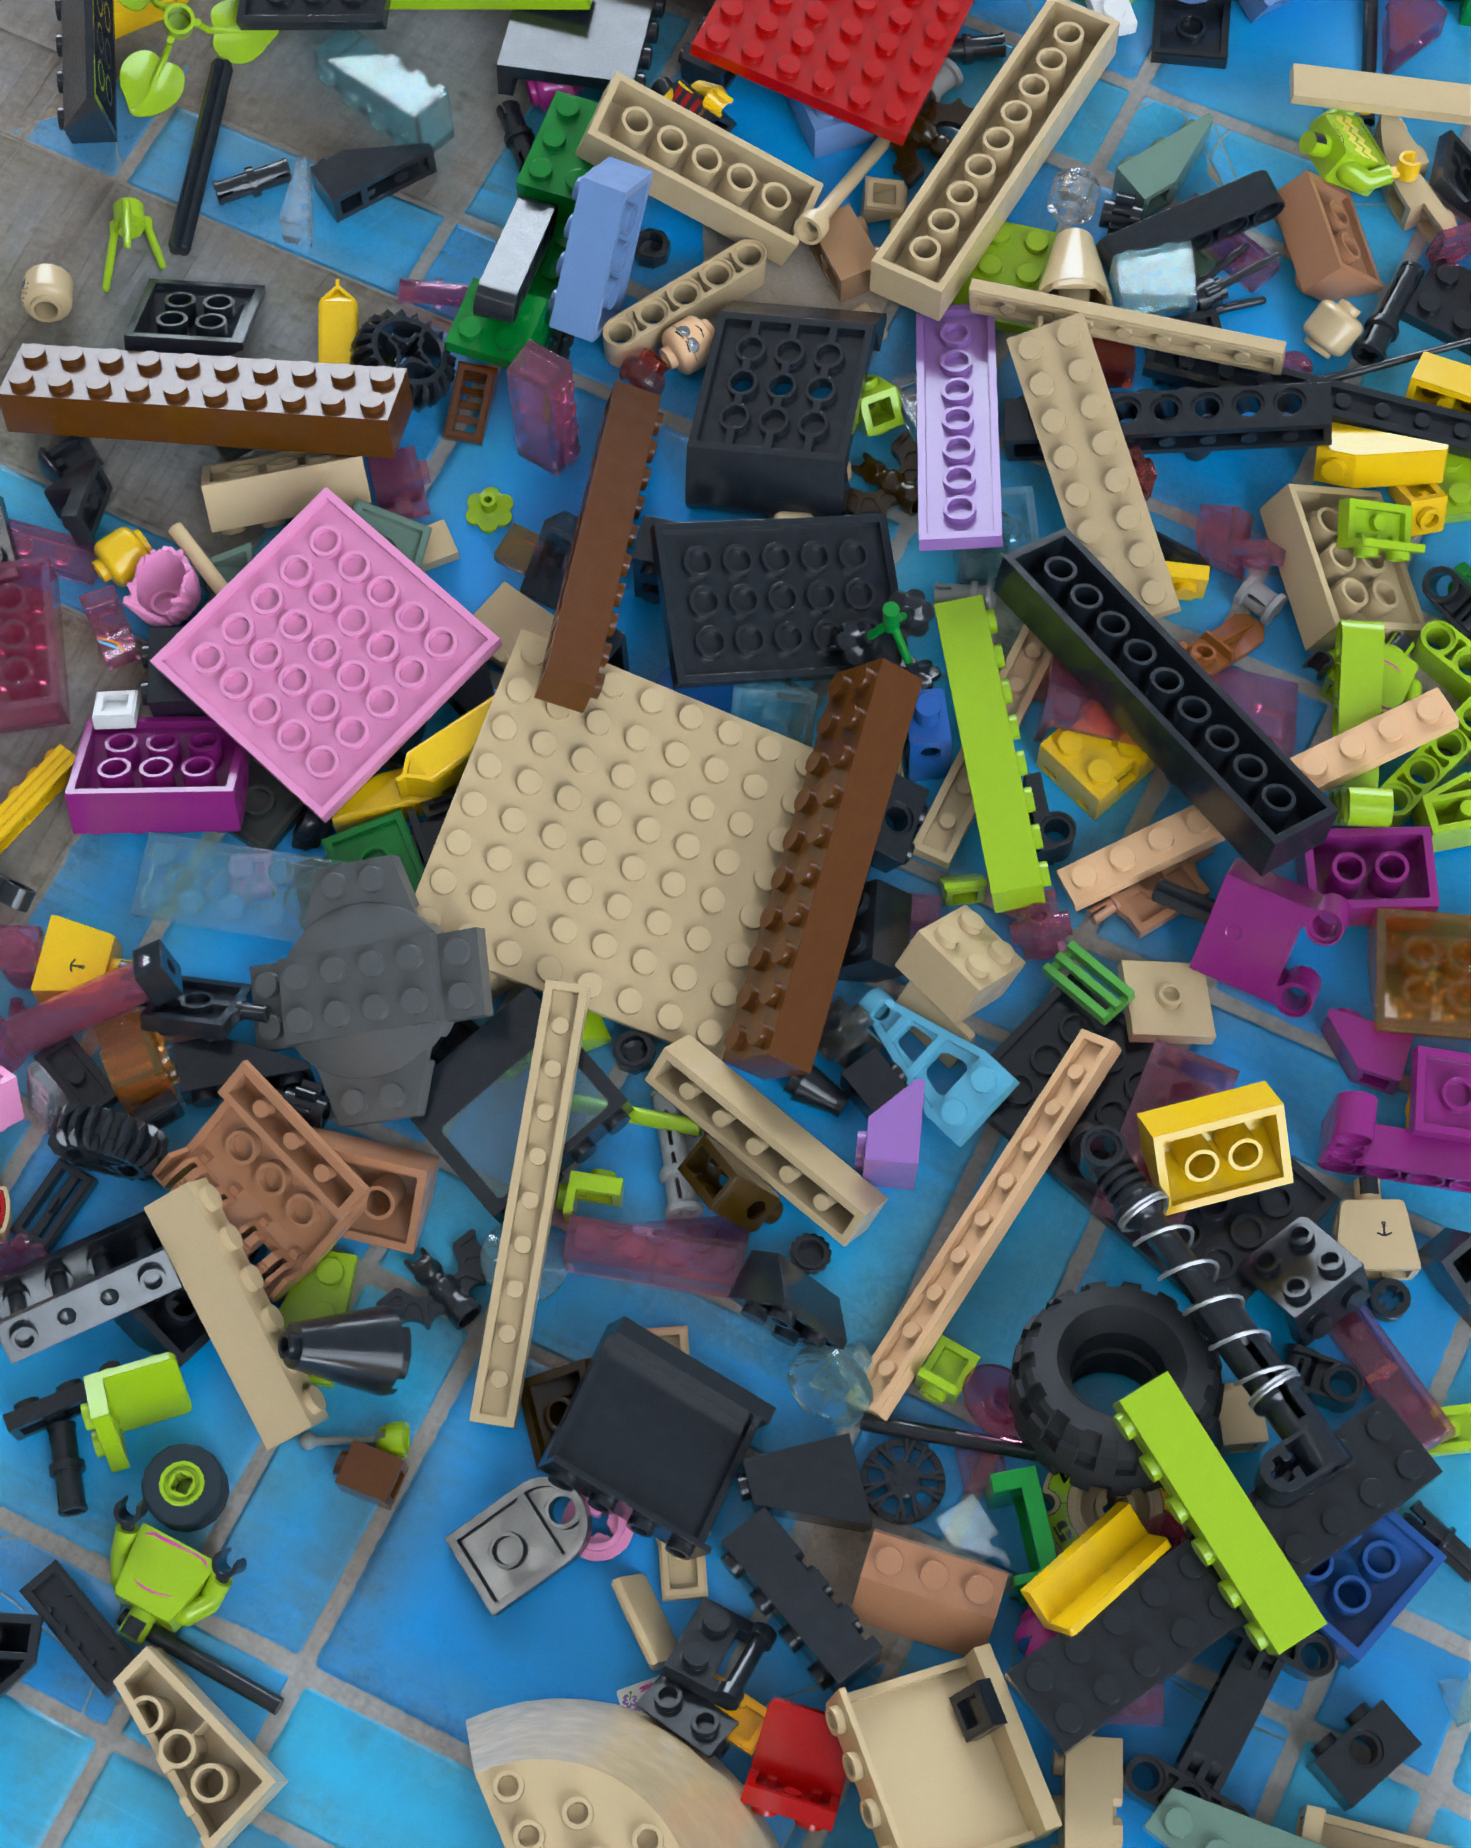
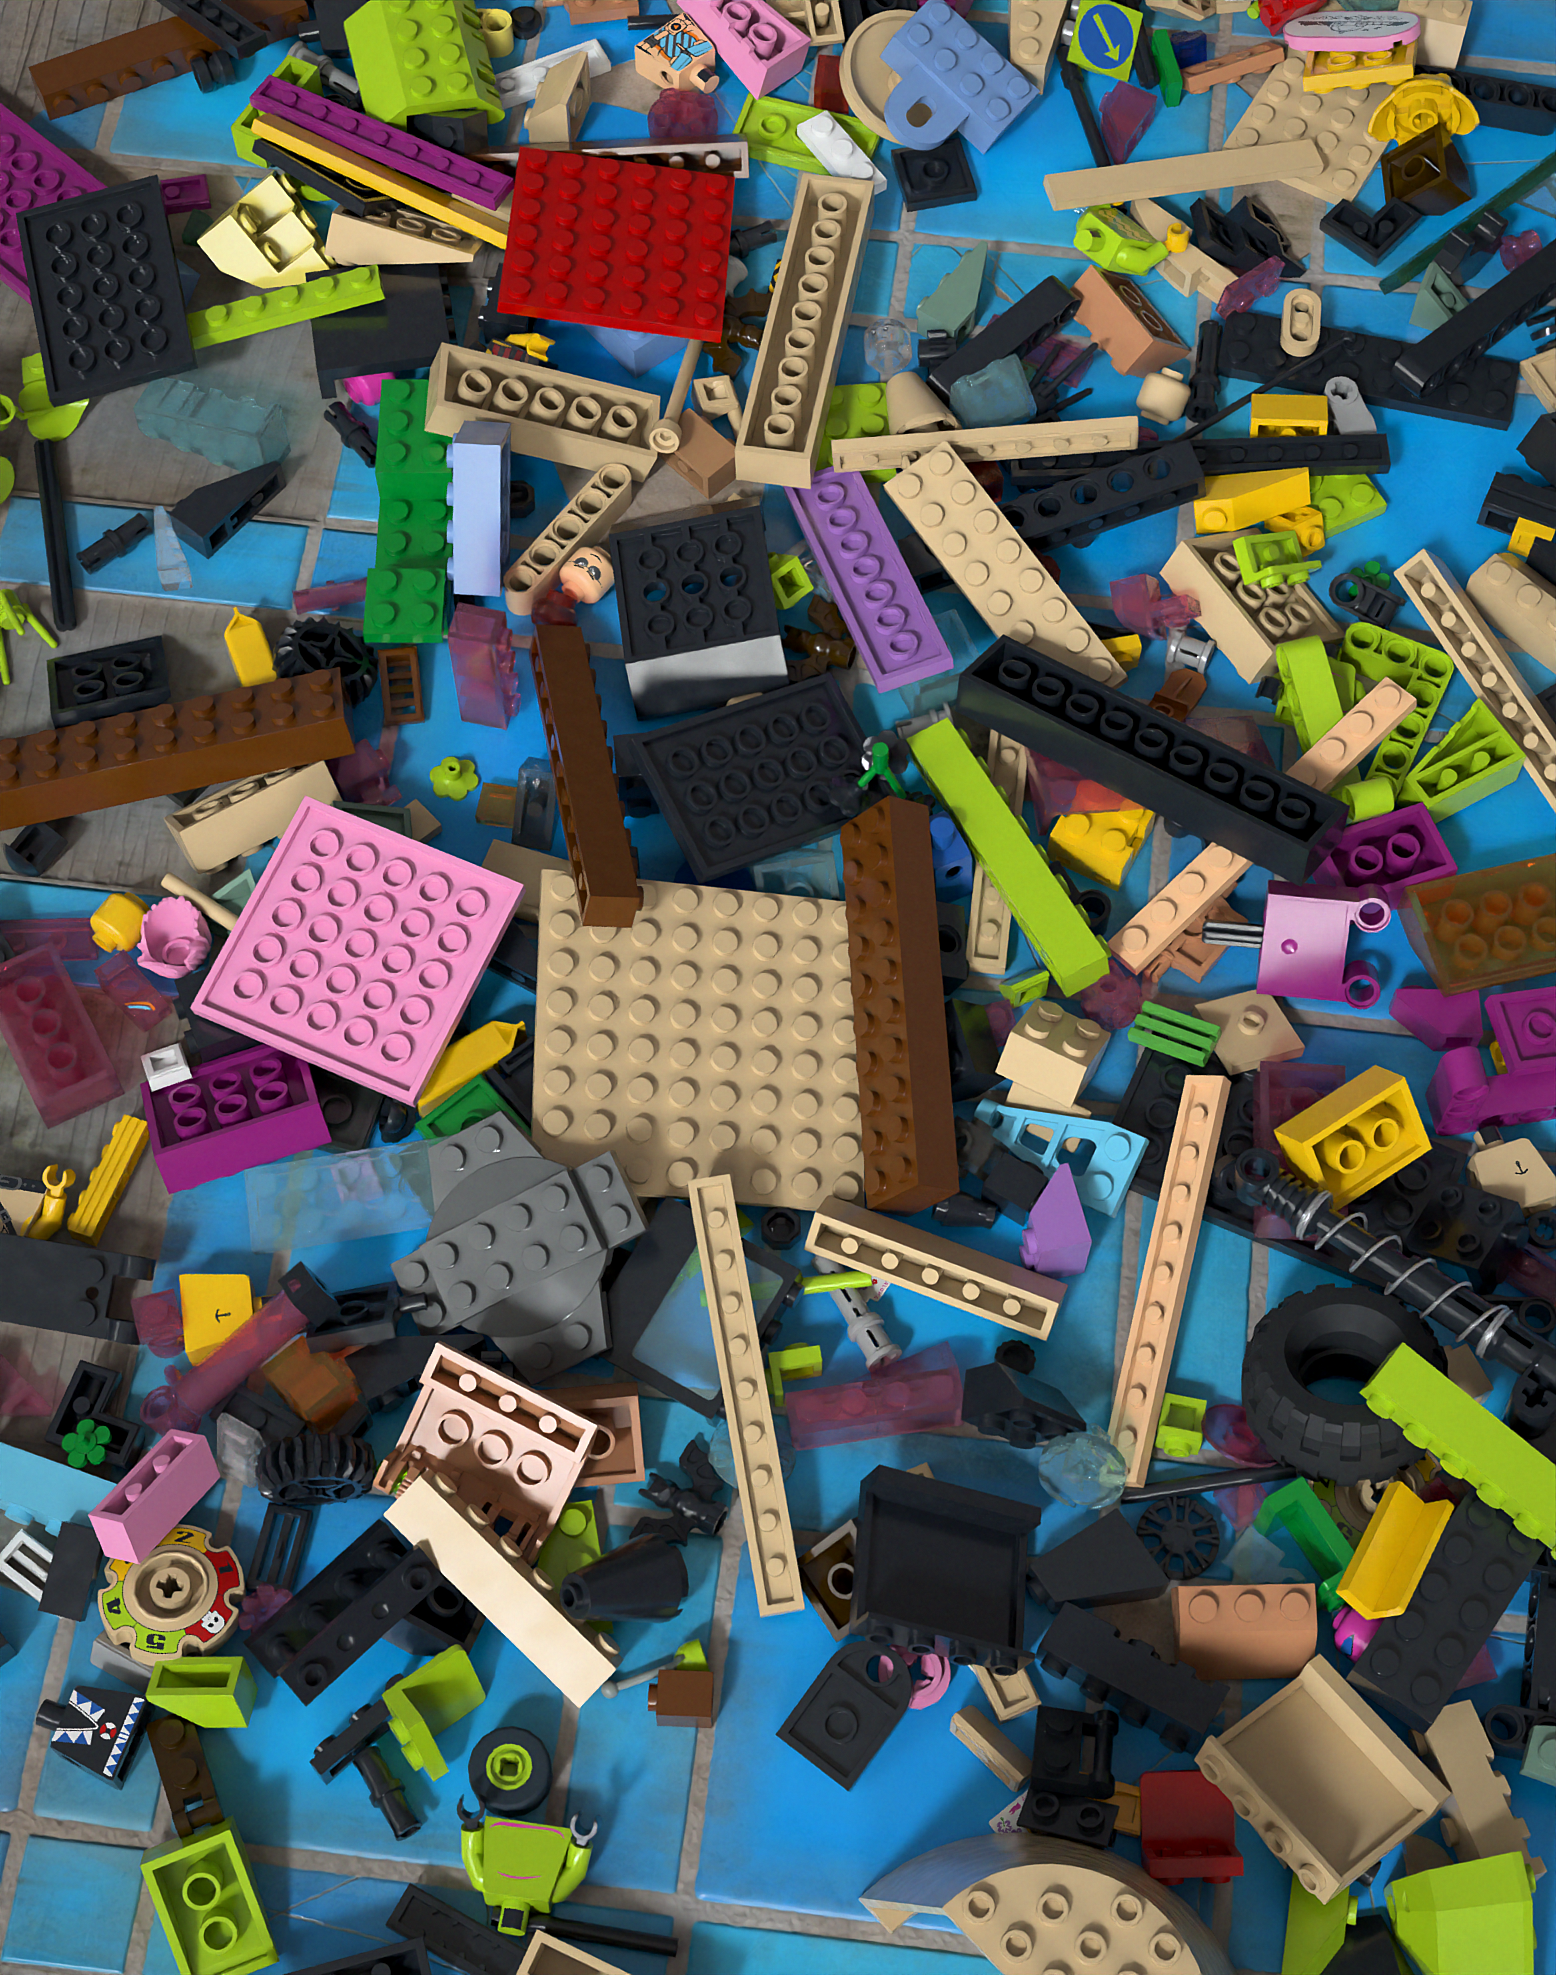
camera: 20 degrees left, 5 degrees down
(81, 500) = (59, 882): black slope -> none
(442, 757) = (508, 1008): yellow piece -> none
(515, 260) = (403, 541): beam -> none
(743, 1199) = (940, 1324): dark brown torso -> none
(978, 1710) = (1333, 1717): black tile -> none

